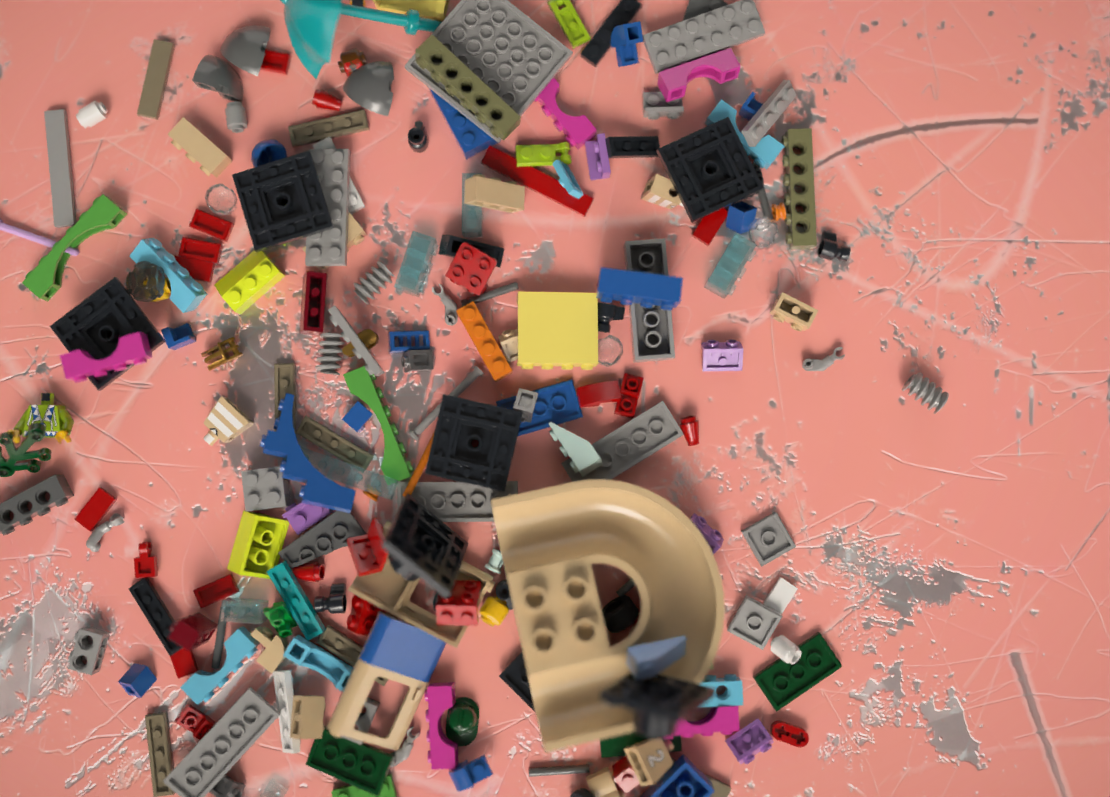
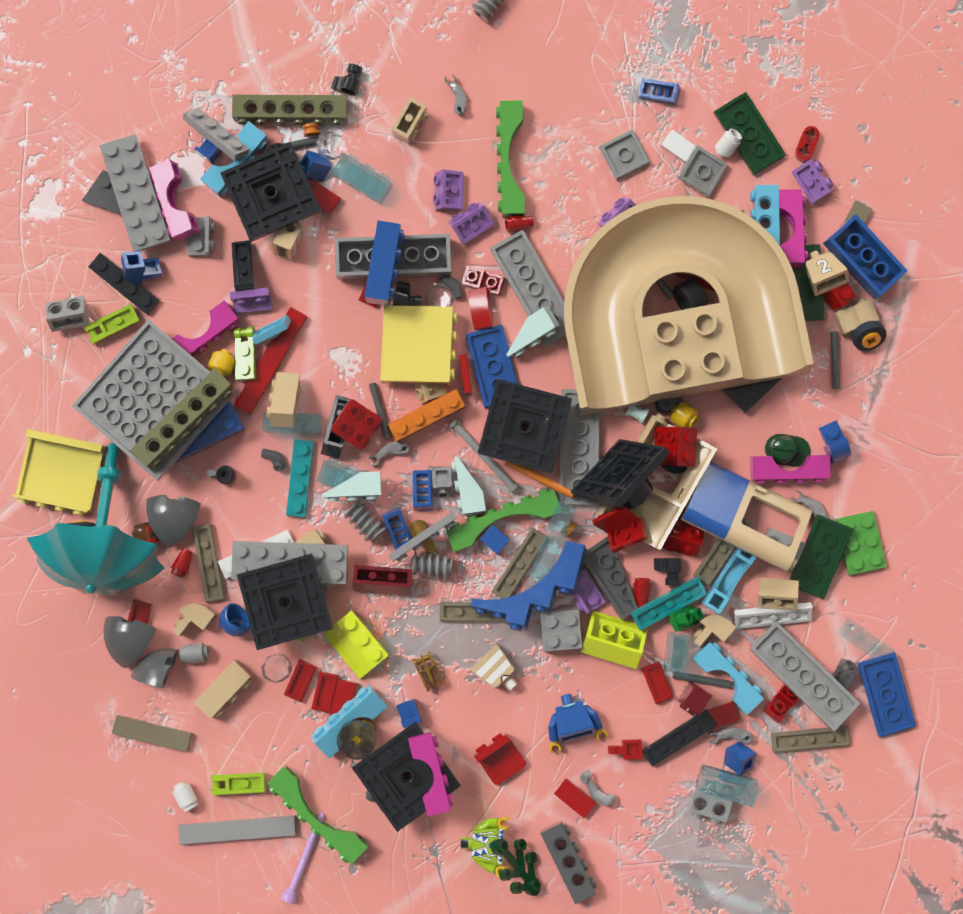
camera: 80 degrees left, 0 degrees up
(105, 167) = (238, 783): none -> lime plate
(107, 668) = (727, 785): none -> clear light blue brick
(134, 430) = (500, 758): none -> red bracket
(165, 670) = (733, 732): none -> light grey arm
(171, 505) = (573, 722): none -> blue torso
(275, 116) = (196, 613): none -> tan brick
(385, 315) = (389, 514): none -> blue slope
(406, 390) = (470, 493): none -> light aqua slope
(408, 279) = (360, 485): none -> light aqua slope
(417, 216) = (299, 478): none -> teal plate
(436, 191) = (275, 457): none -> dark grey arm
(525, 403) = (487, 377): flat silver bracket -> none
(529, 380) = (465, 374): none -> red tile
(531, 131) = (222, 362): none -> yellow head
(624, 363) = (453, 283): none -> dark grey arm
(654, 657) = (730, 261): light blue slope -> none
(657, 701) = (769, 258): black piece -> none
(689, 380) = (471, 222): none -> medium lavender bracket
(798, 417) = (511, 119): none -> bright green arch
(830, 573) = (661, 84): none -> blue slope

